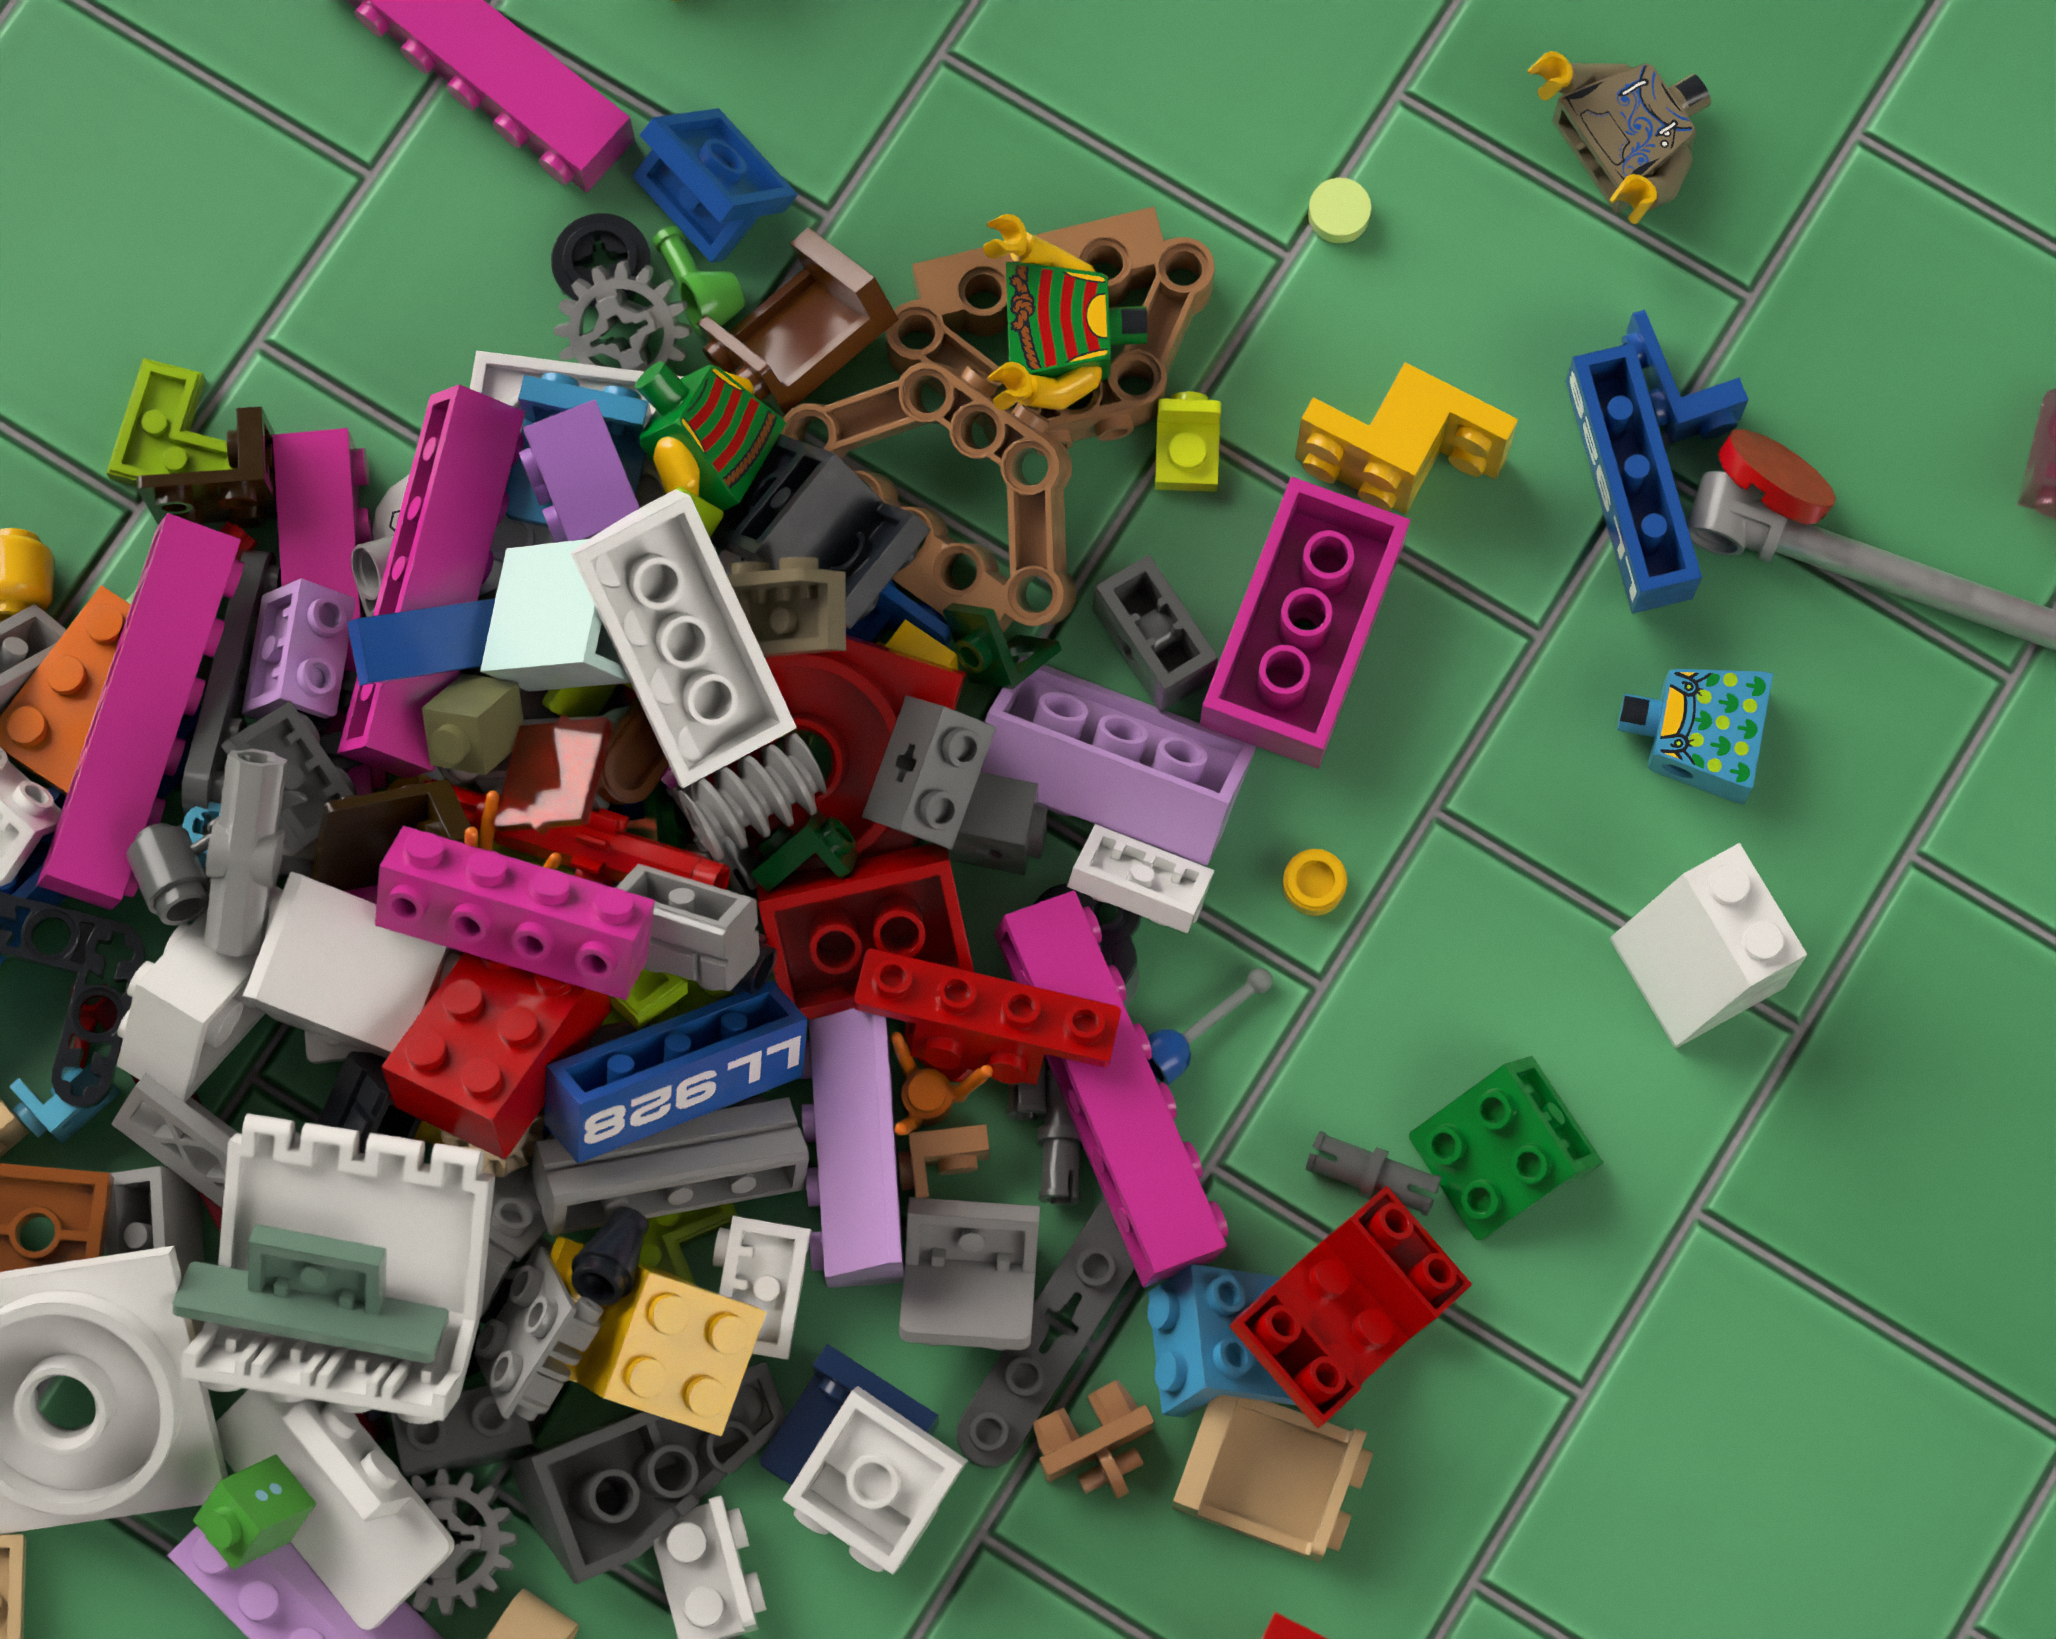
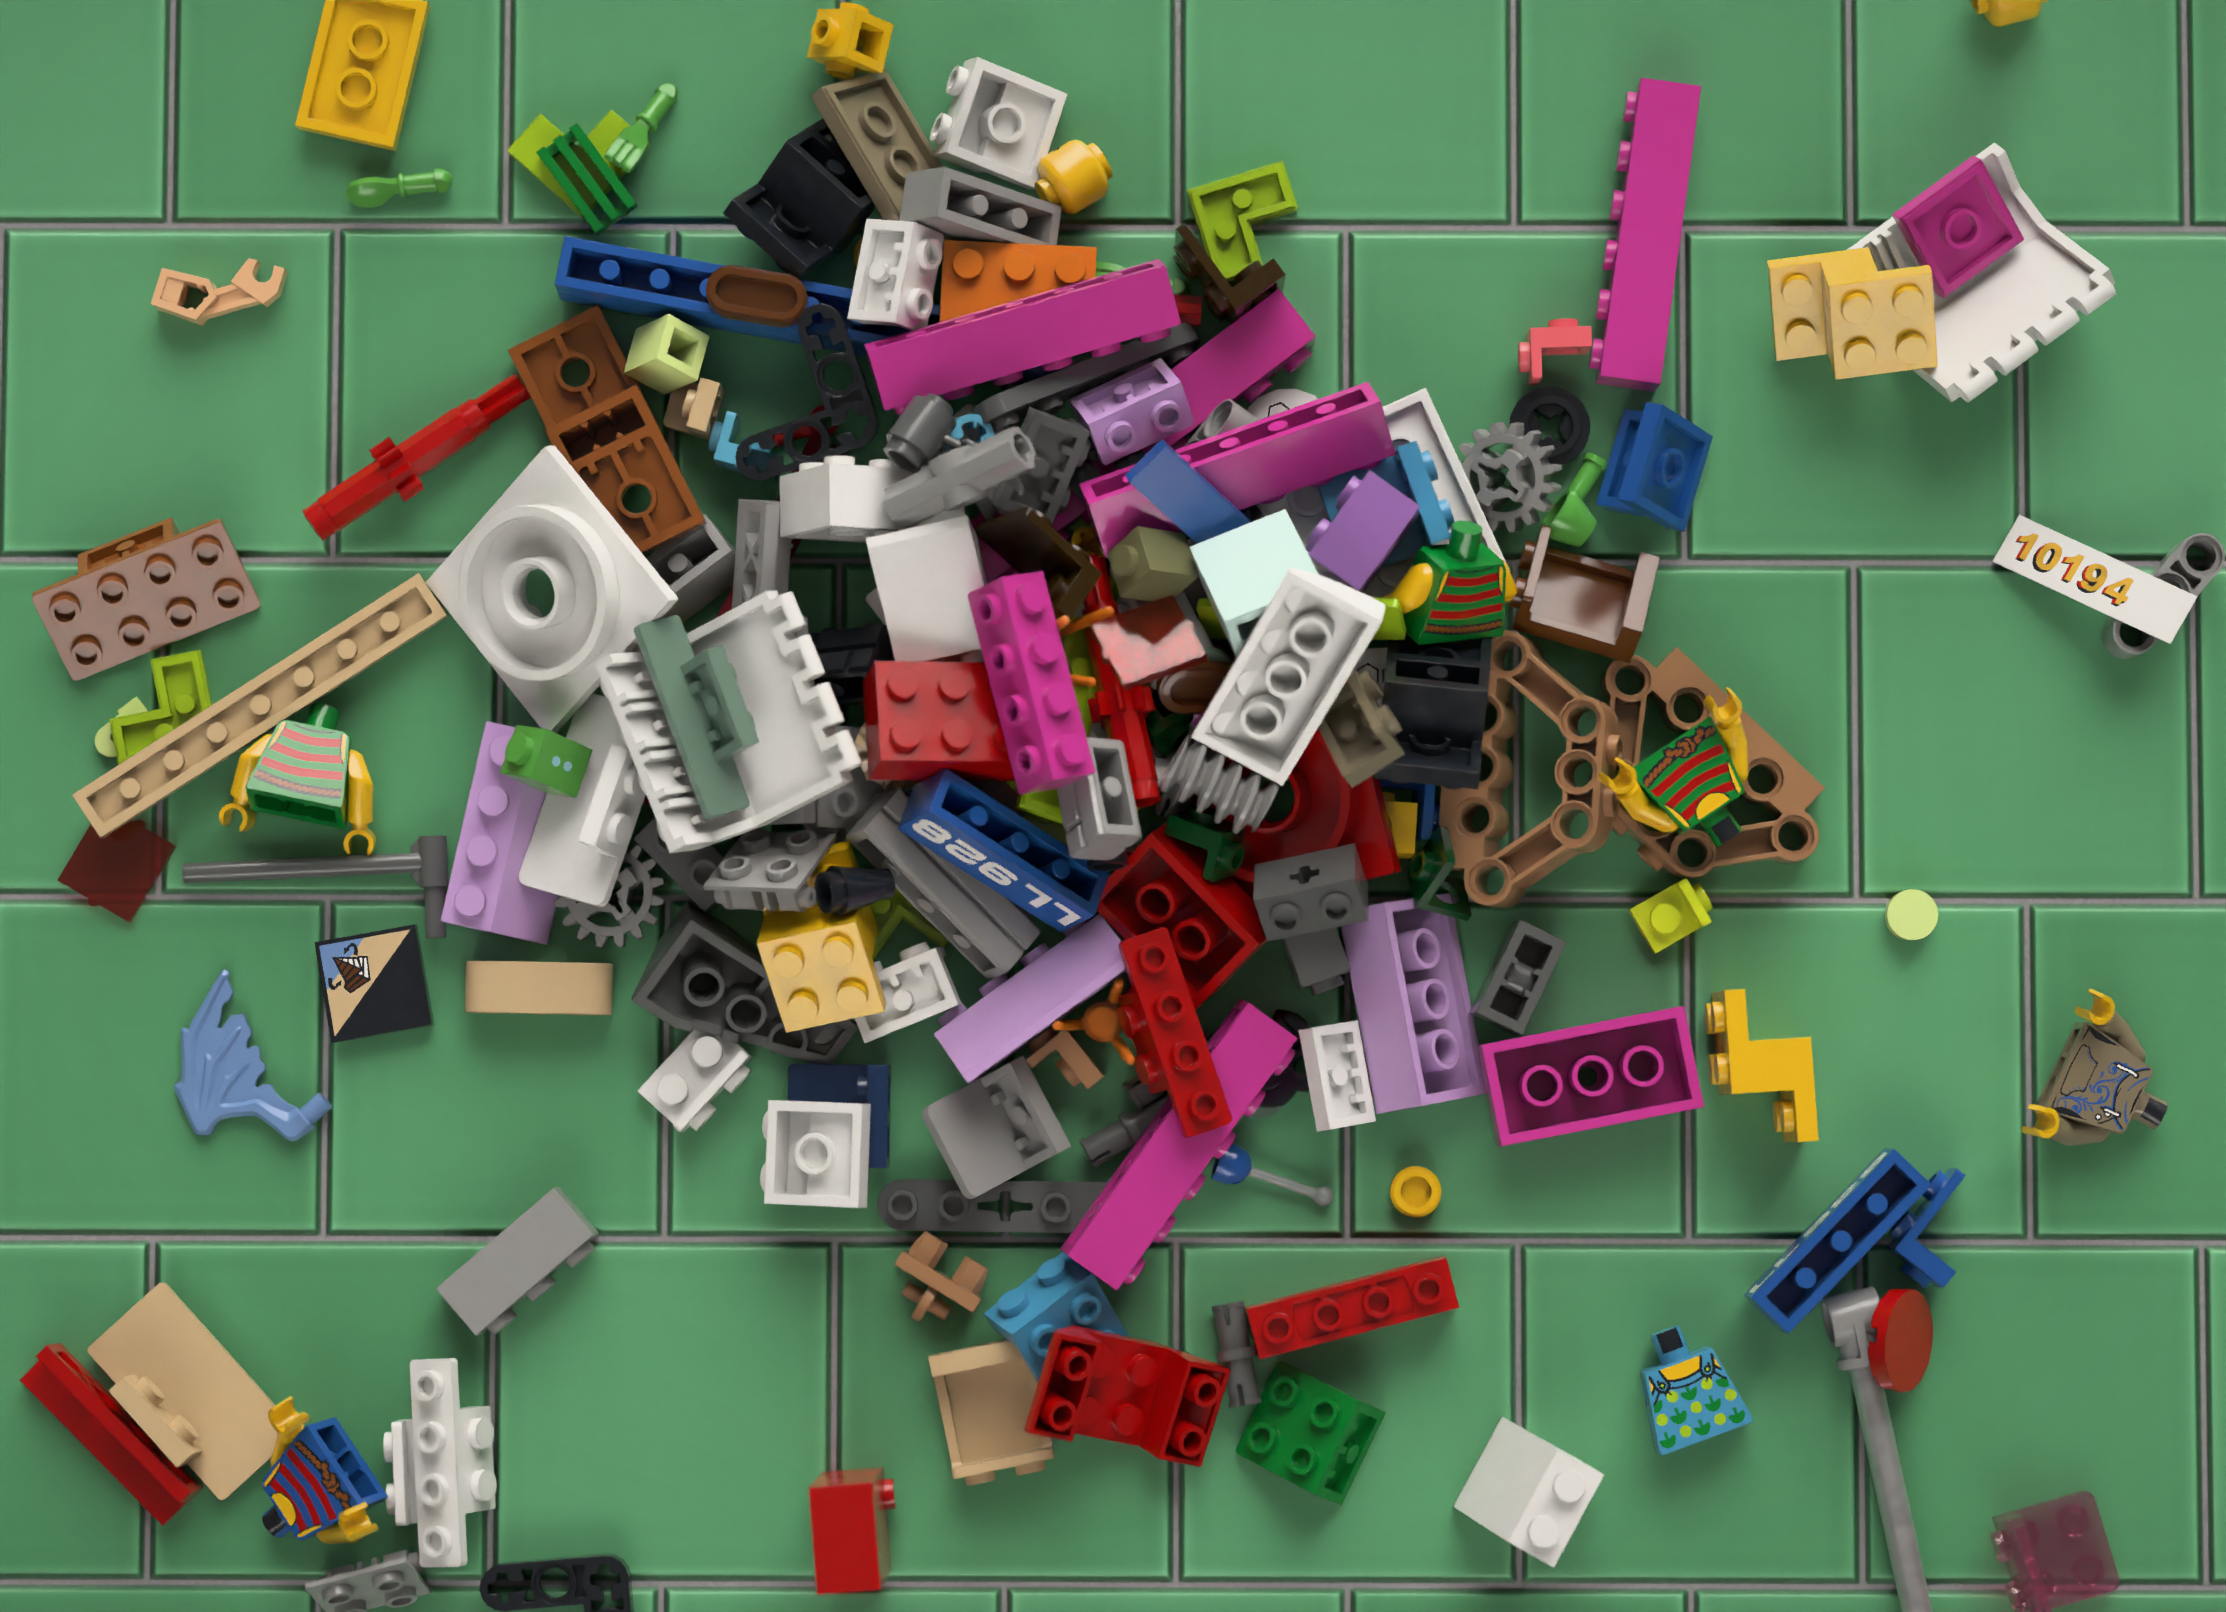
camera: 60 degrees right, 10 degrees up
(514, 199) = (1559, 338): none -> coral bracket
(1397, 1017) = (1352, 1307): none -> red brick

